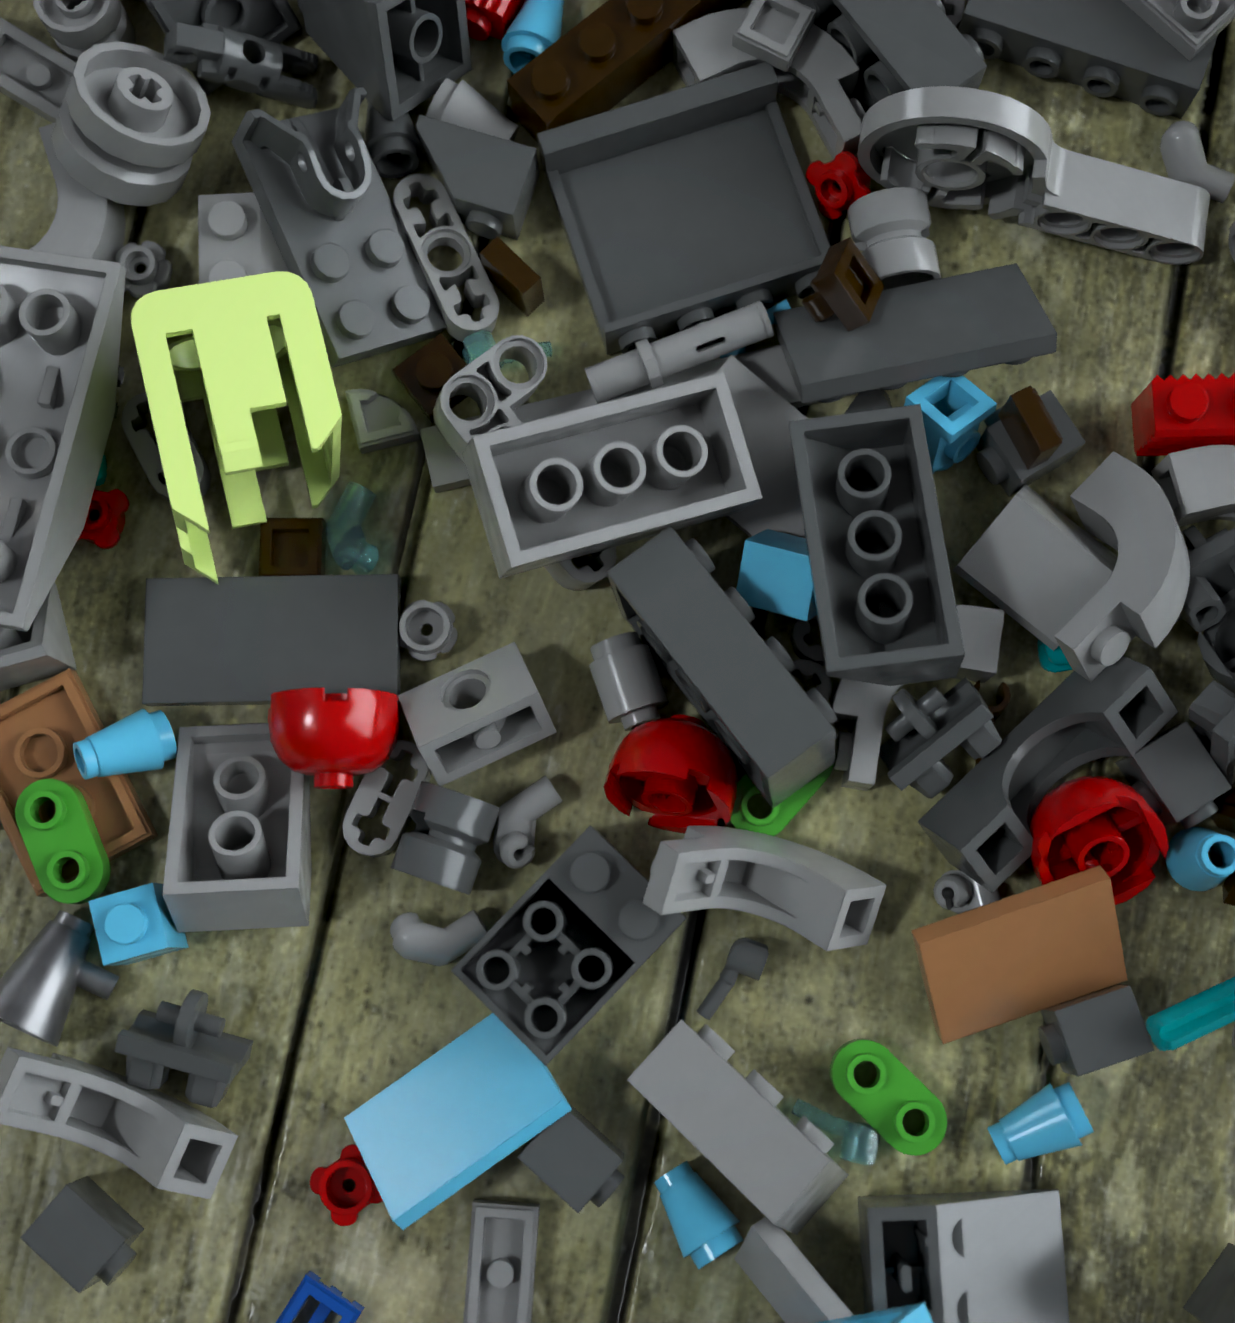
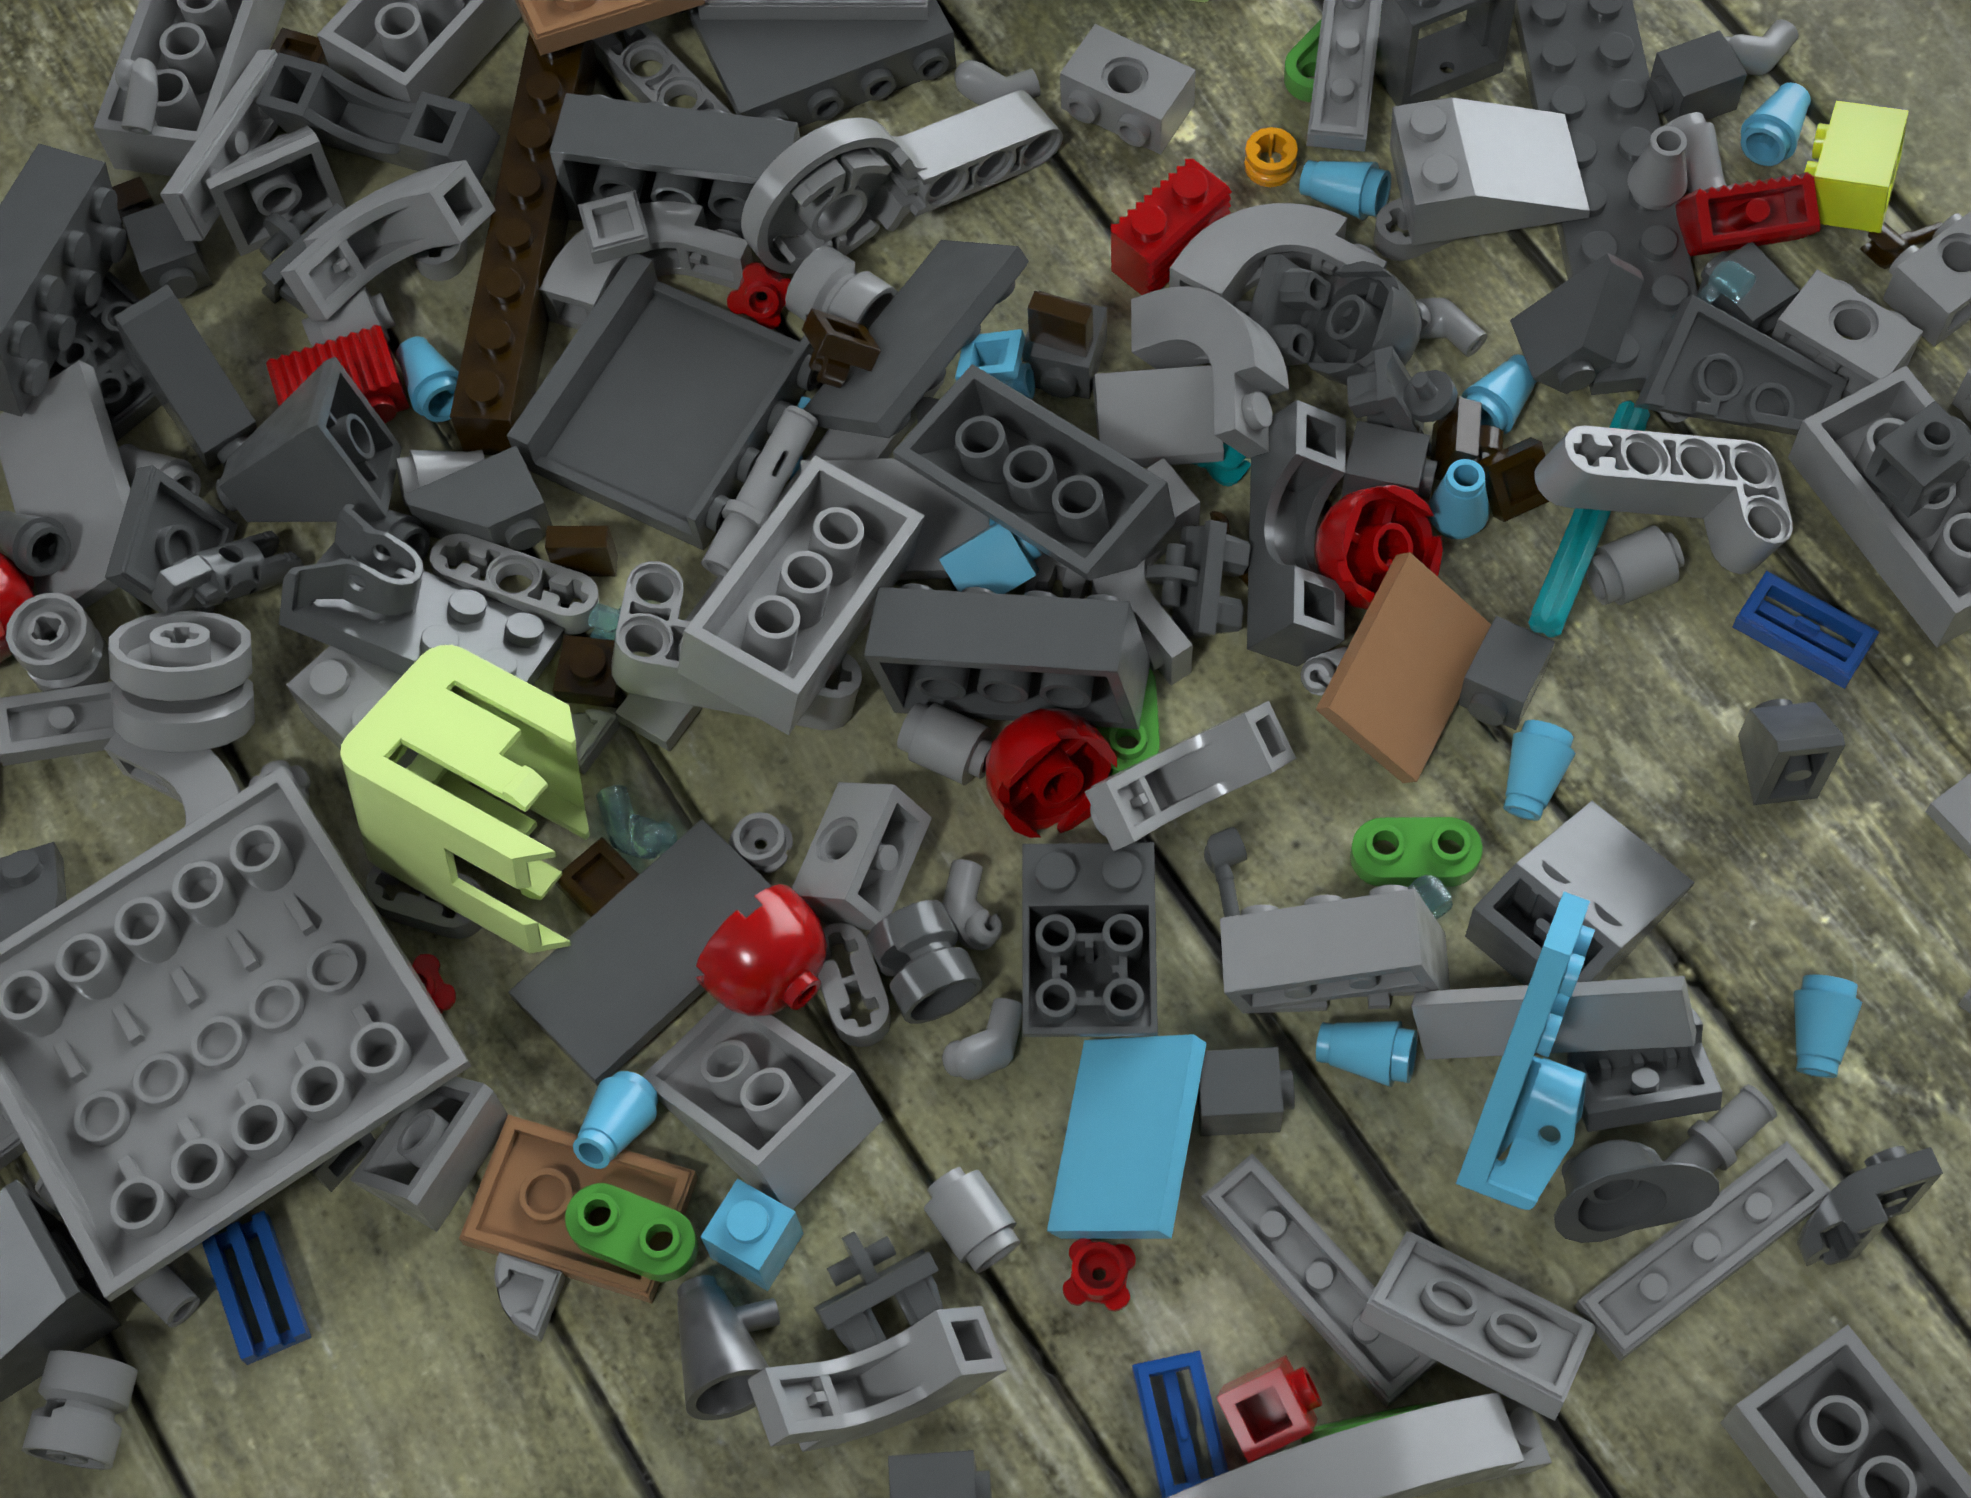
camera: 45 degrees left, 15 degrees down
(298, 1060) = (971, 1218): none -> light grey brick

